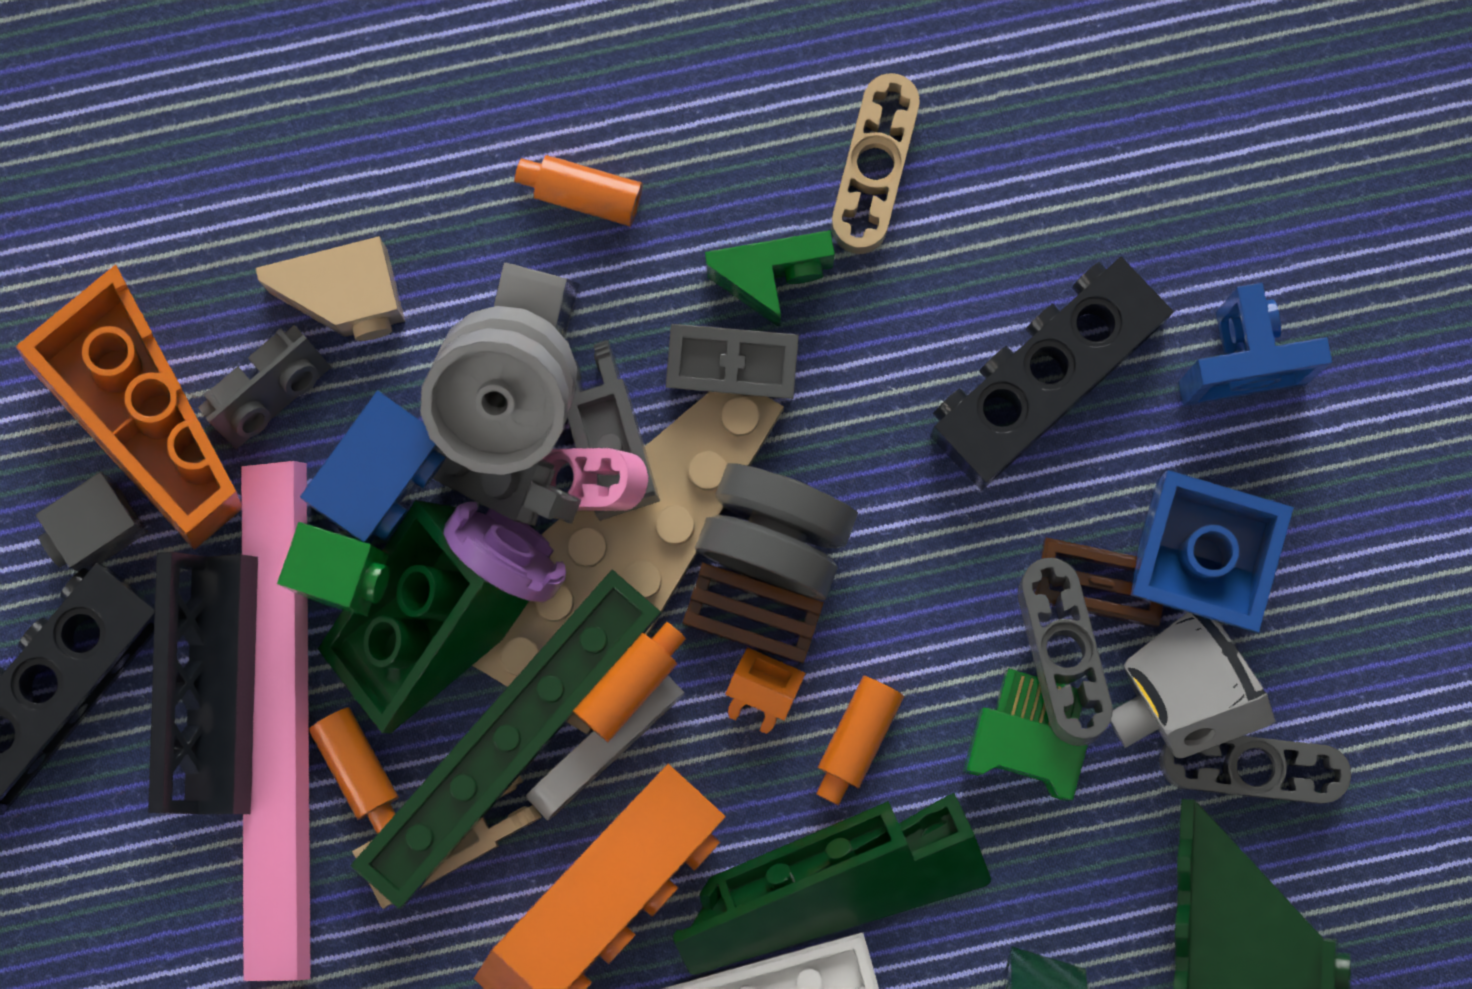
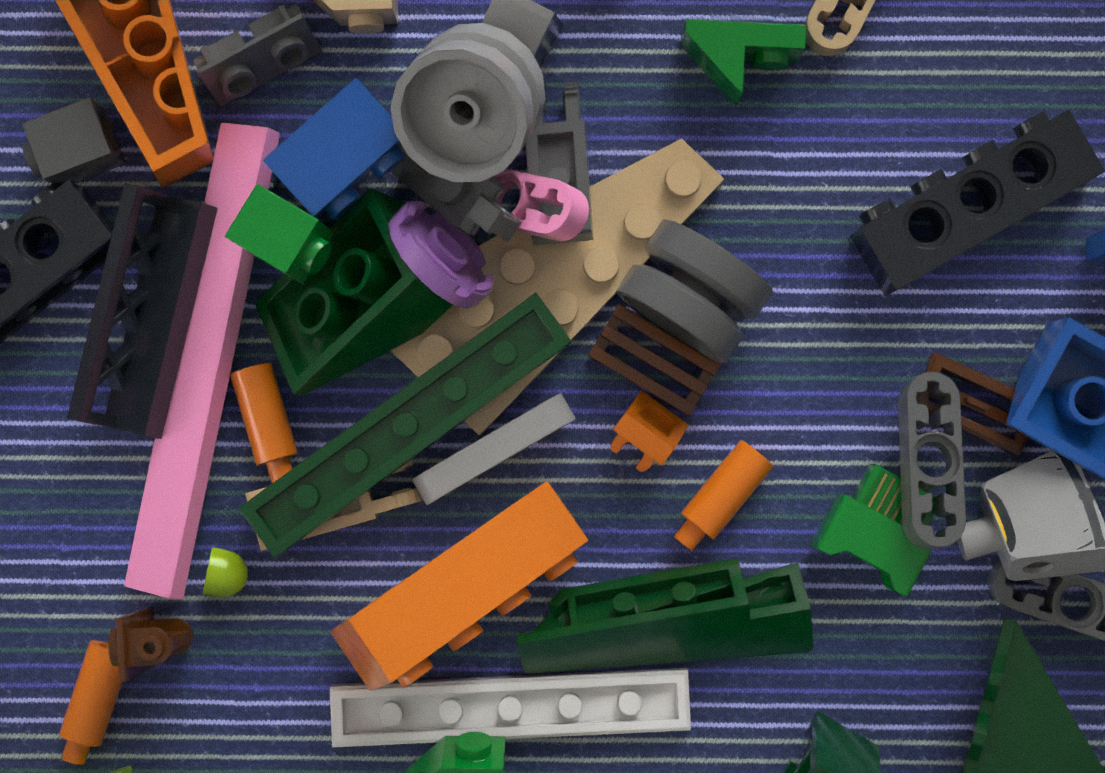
camera: 15 degrees right, 5 degrees up
(348, 943) = (225, 573): none -> lime hinge
(630, 682) = (529, 399): orange cylinder -> none
(732, 361) = (688, 125): dark grey hinge -> none

